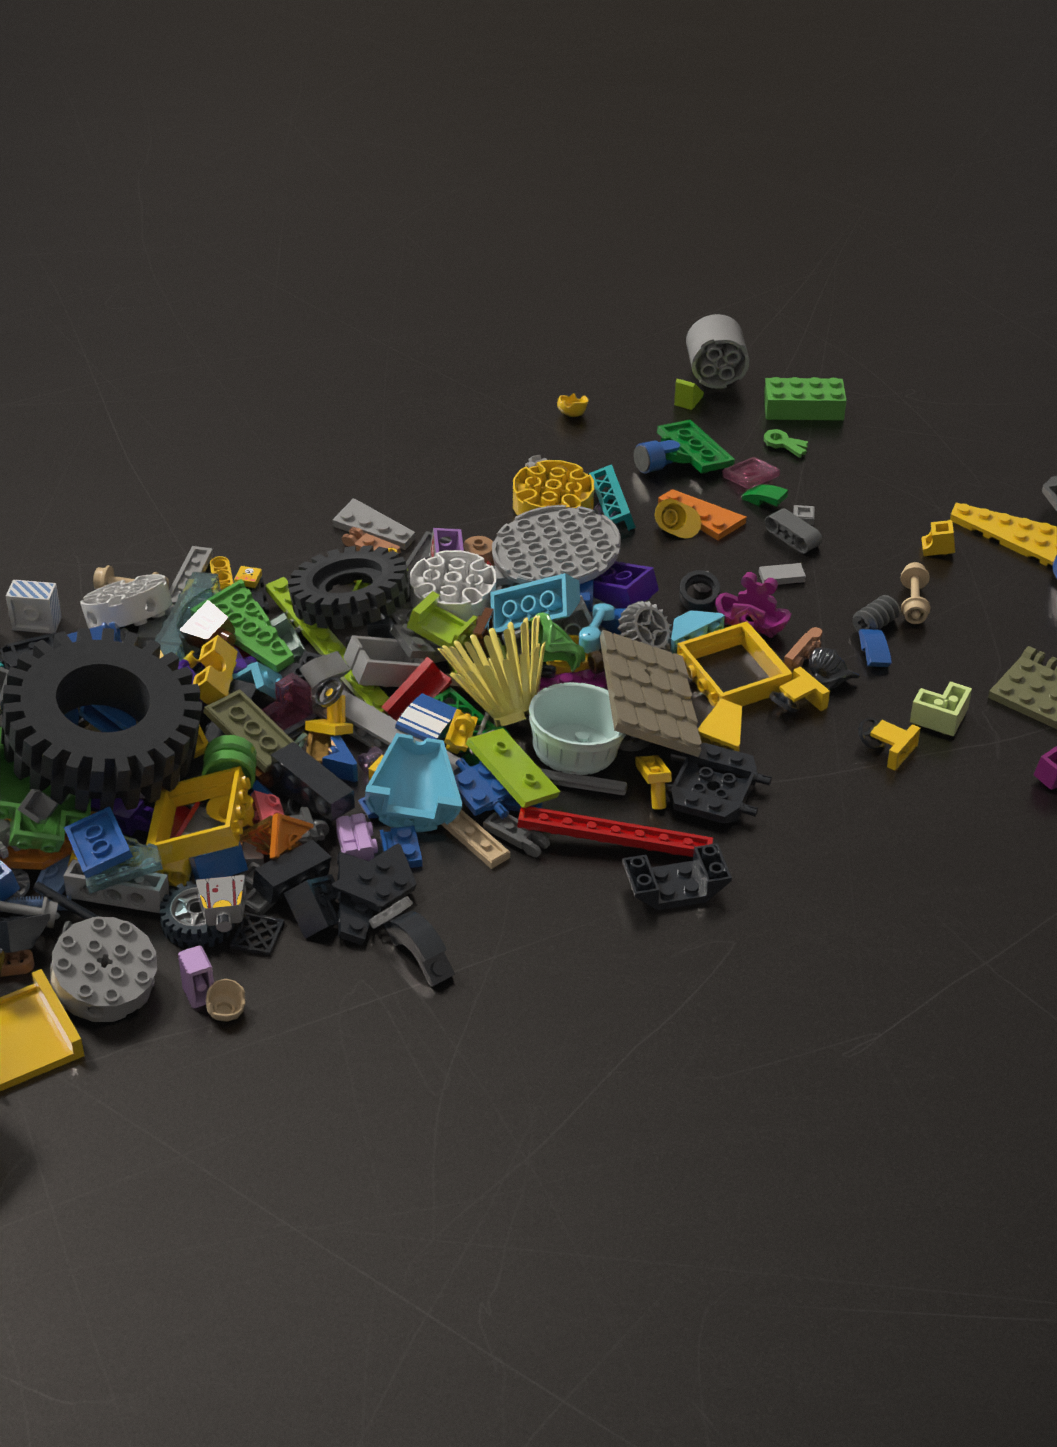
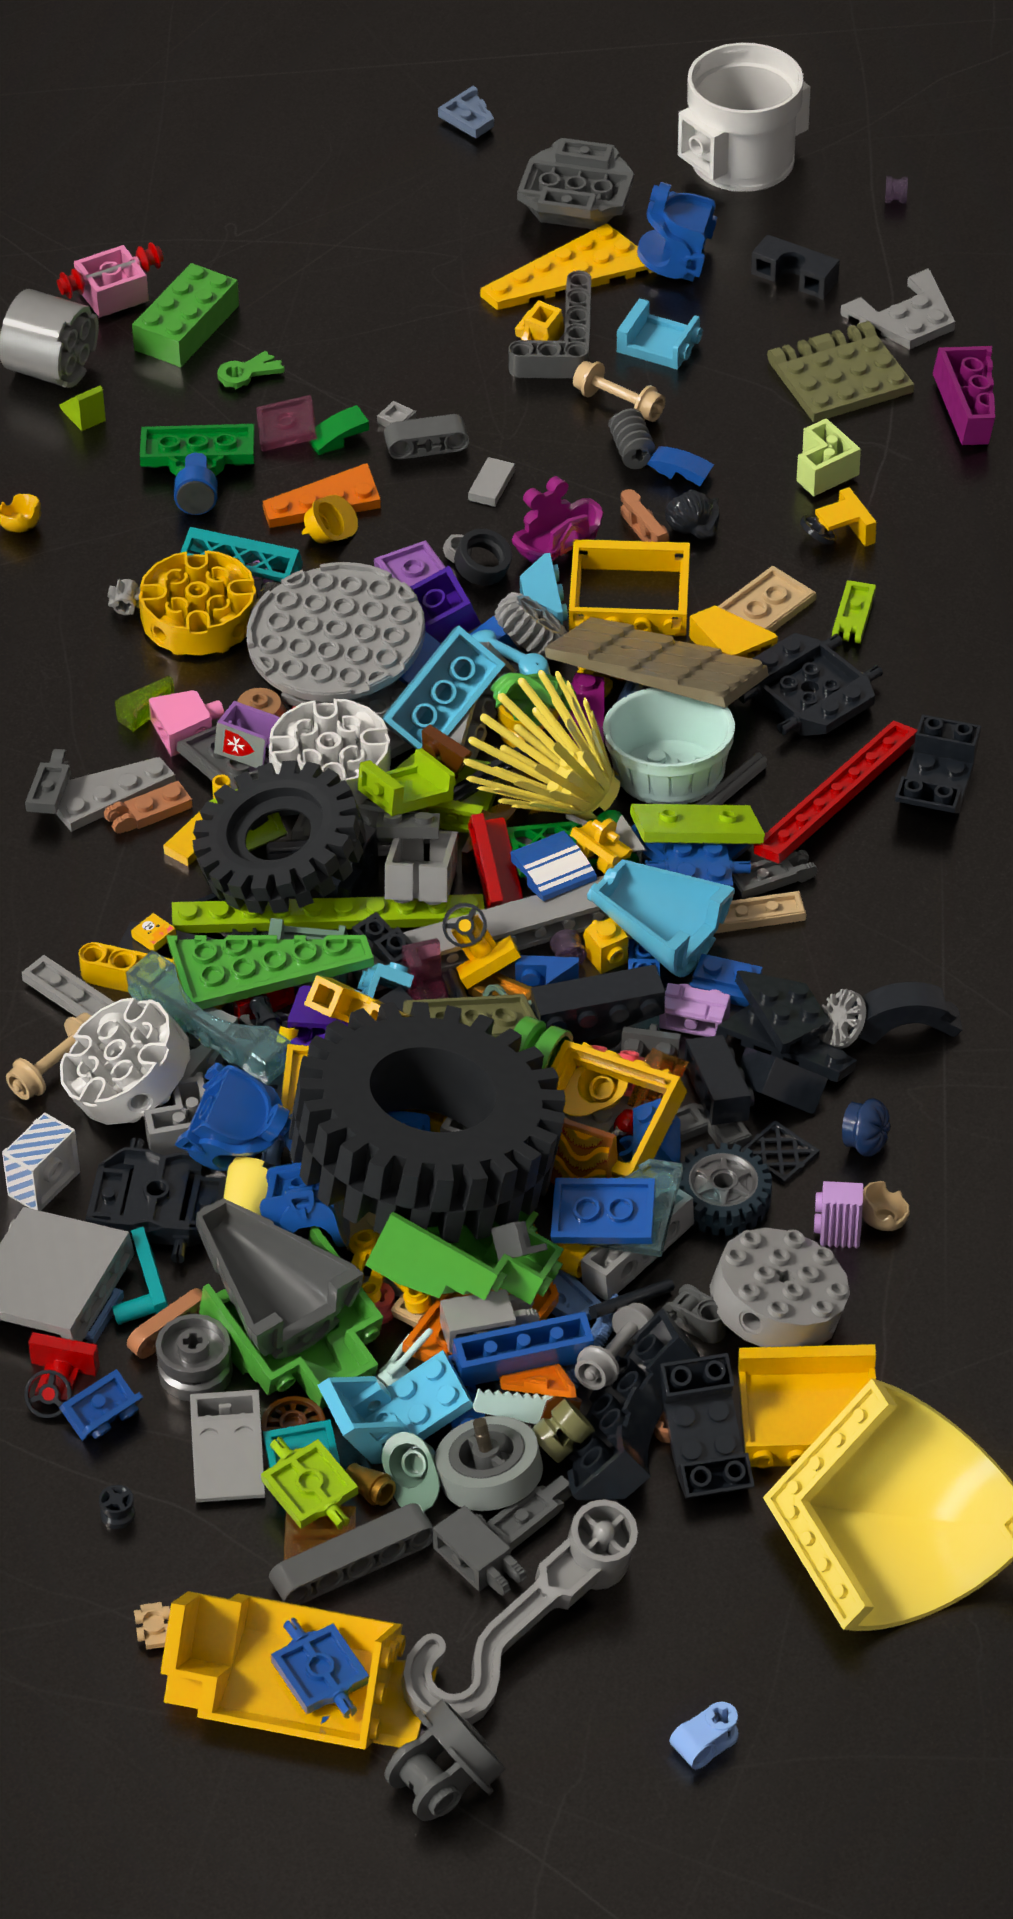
camera: 60 degrees left, 5 degrees up
(153, 815) = (584, 1152): none -> slope
(206, 625) = (260, 991): torso -> none
(222, 900) = (746, 1148): light grey torso -> none
(285, 833) = (681, 1055): orange tile -> none
(293, 962) = (866, 1126): none -> dark blue piece
(323, 668) = (416, 916): light grey beam -> none
(352, 496) = (49, 784): none -> dark grey plate
(441, 512) = (133, 708): none -> clear neon green slope
(452, 519) = (182, 716): none -> bright pink torso
(595, 662) = (581, 680): dark brown tile -> none
(656, 774) = (775, 717): yellow piece -> none
(671, 570) = (411, 563): none -> medium lavender tile
(780, 737) = (770, 599): none -> tan tile
(801, 357) = (112, 278): none -> bright pink brick
(801, 686) = (715, 550): yellow piece -> none
(807, 780) = (854, 610): none -> lime hinge
(953, 555) = (558, 358): none -> dark grey beam
(991, 591) = (656, 337): none -> medium azure panel

